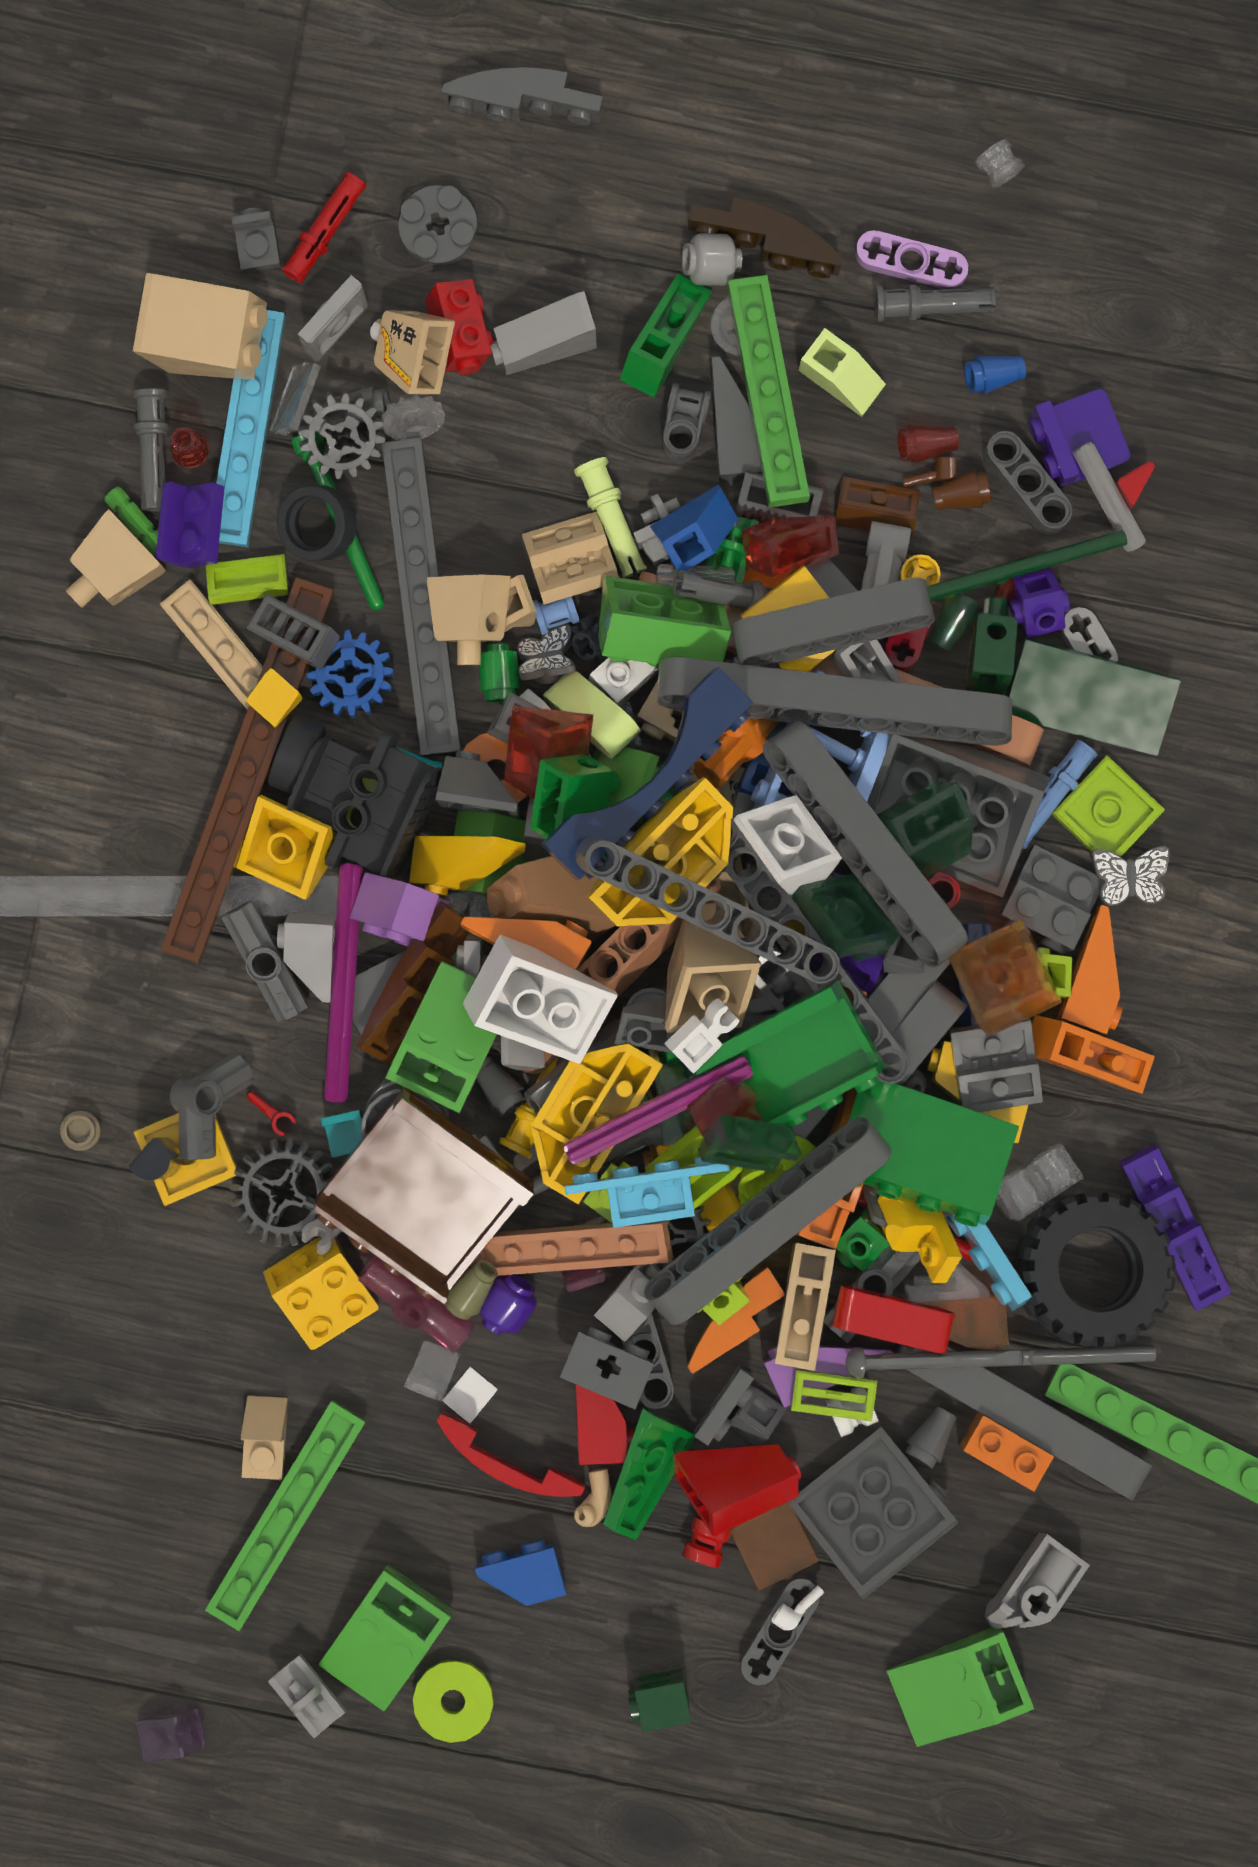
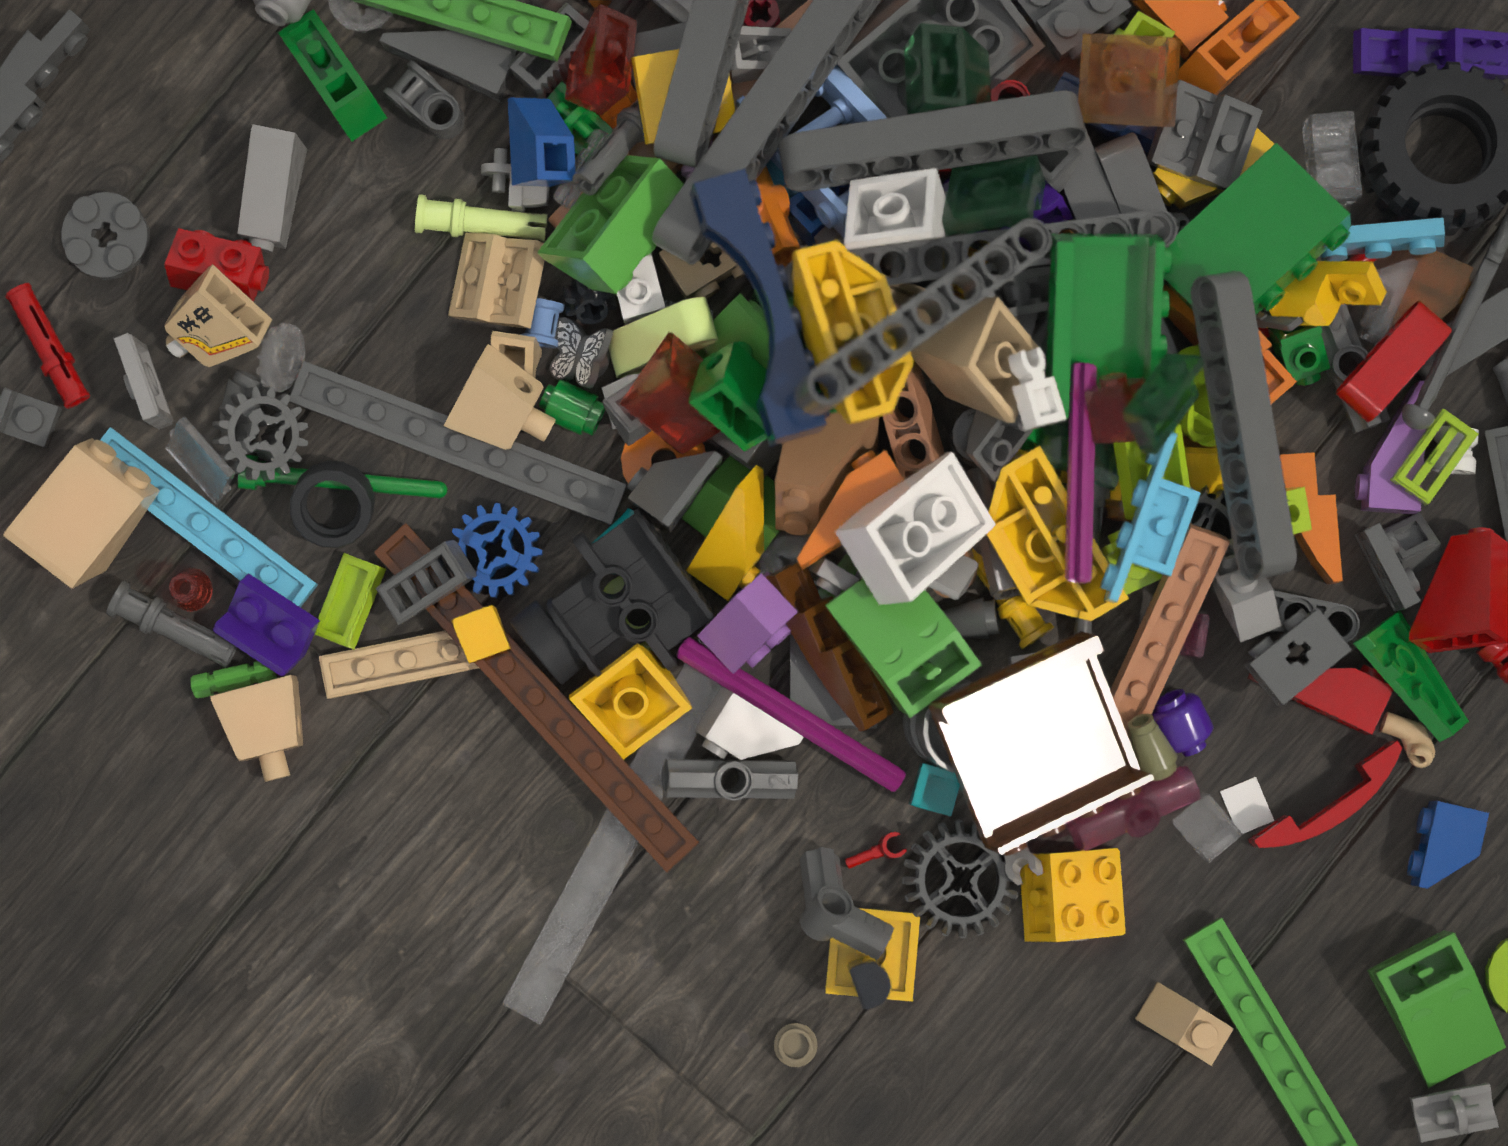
camera: 60 degrees left, 0 degrees up
(804, 1306) = (1334, 439): tan slope -> none

